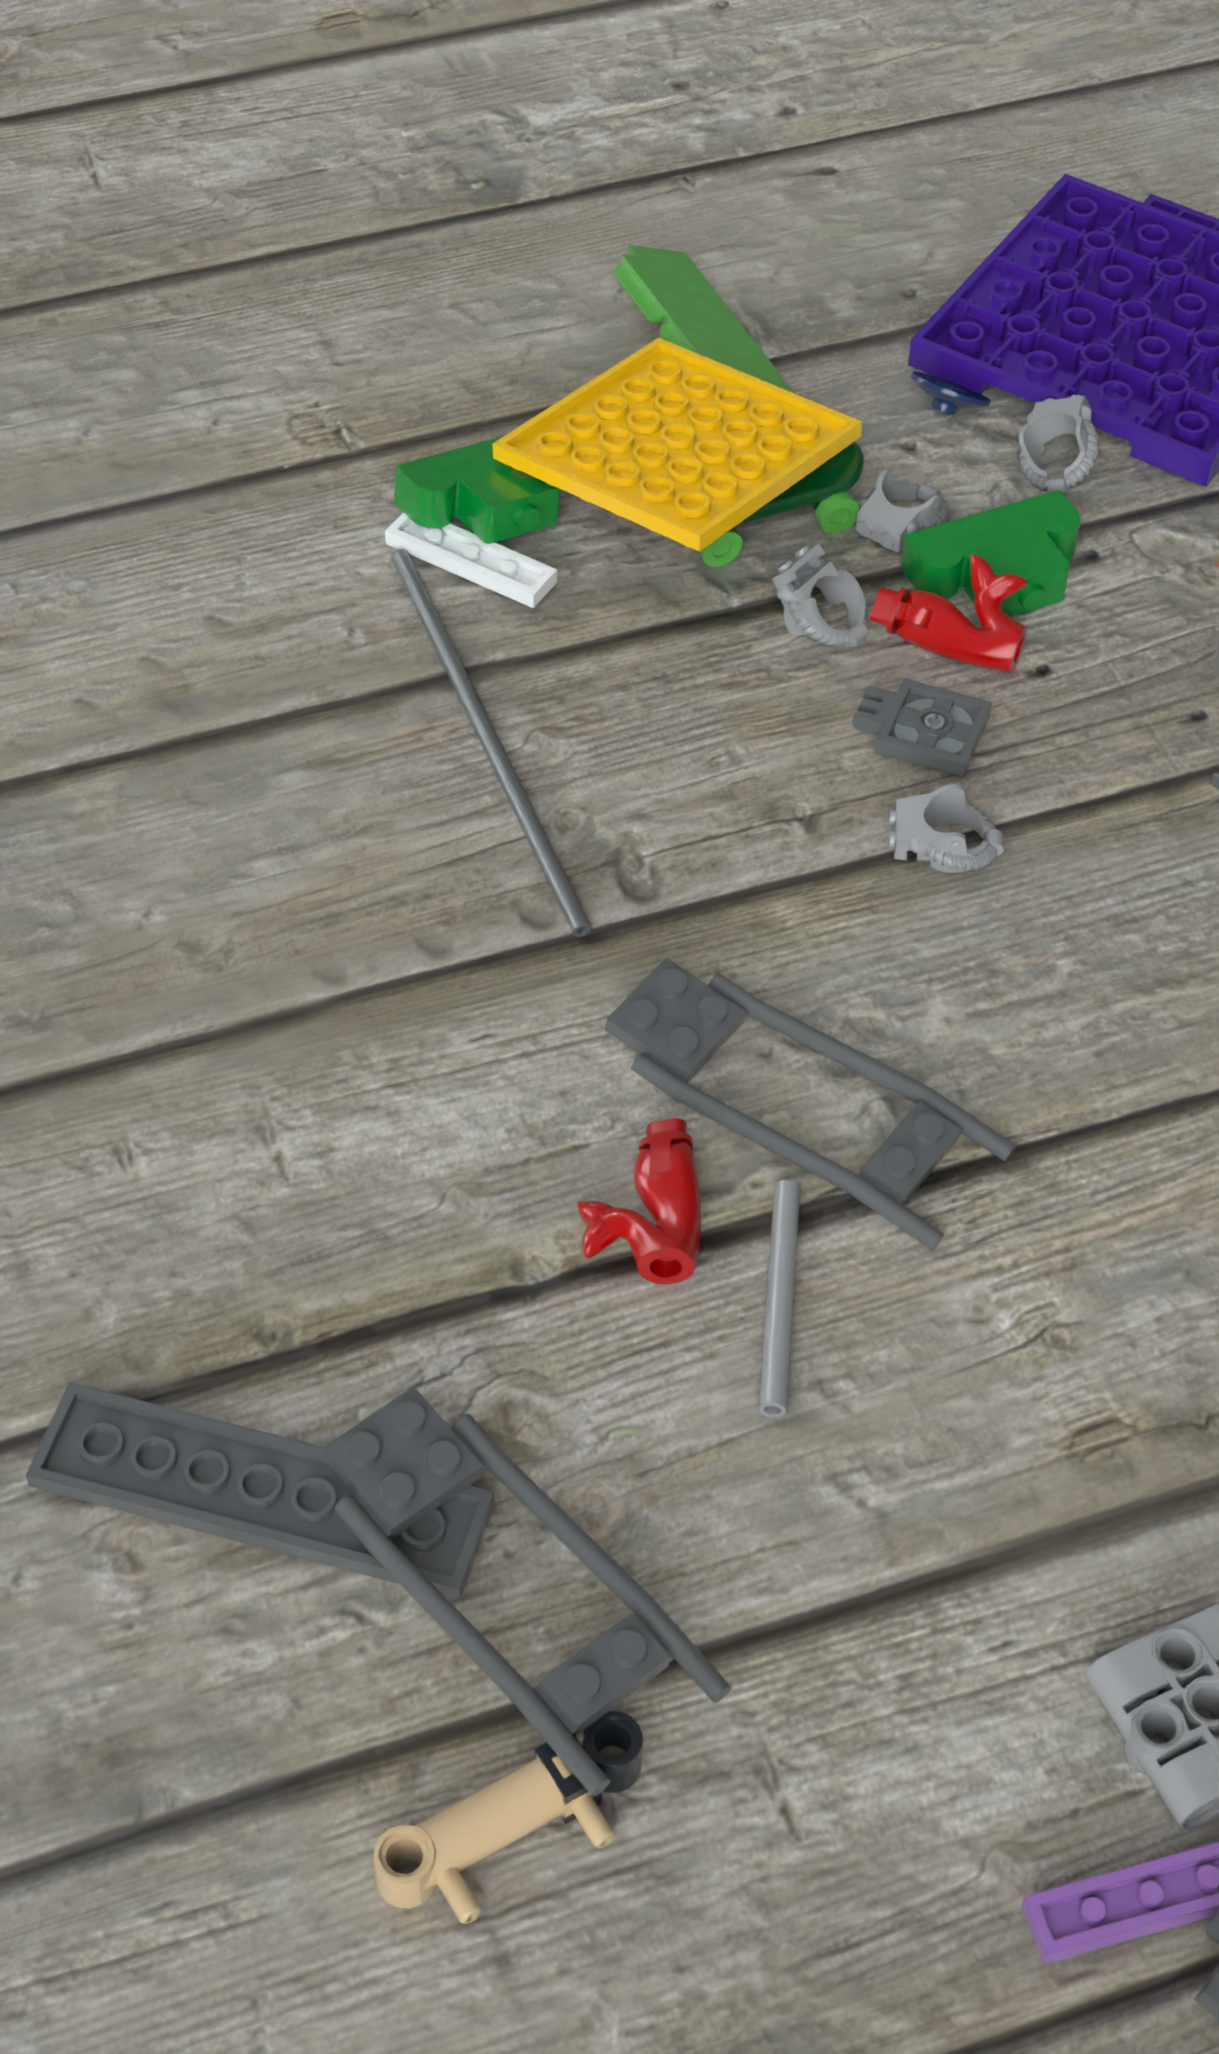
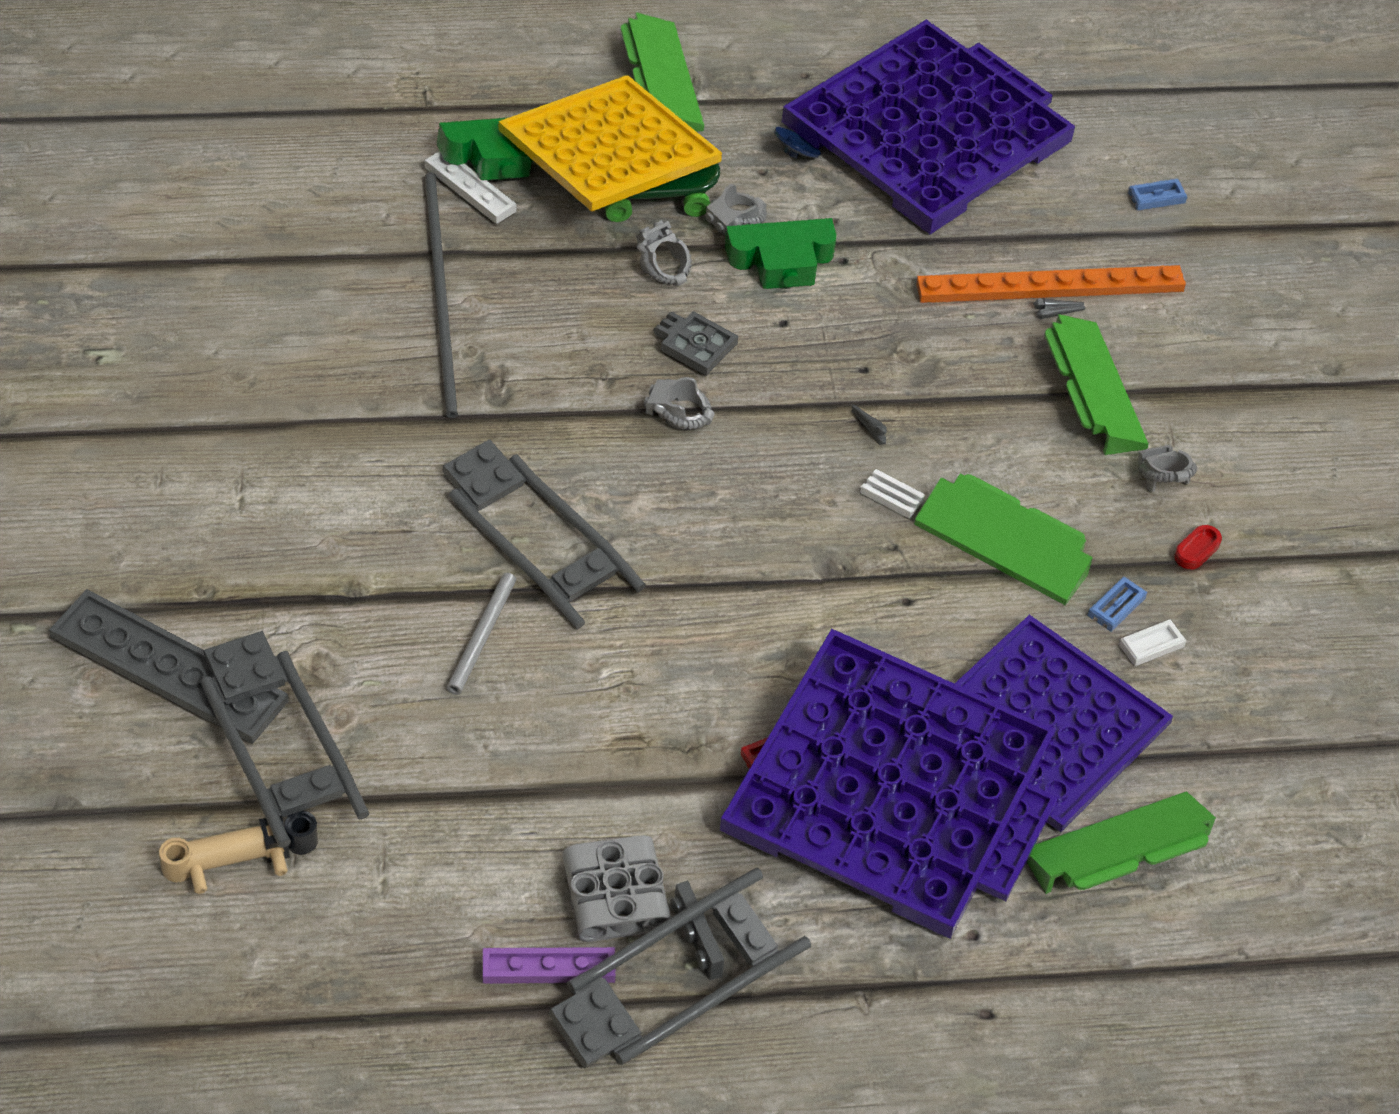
camera: 10 degrees right, 0 degrees up
(670, 1191) = (442, 566): red piece -> none
(945, 631) = (729, 287): red piece -> none
(1051, 420) = (846, 174): light grey piece -> none

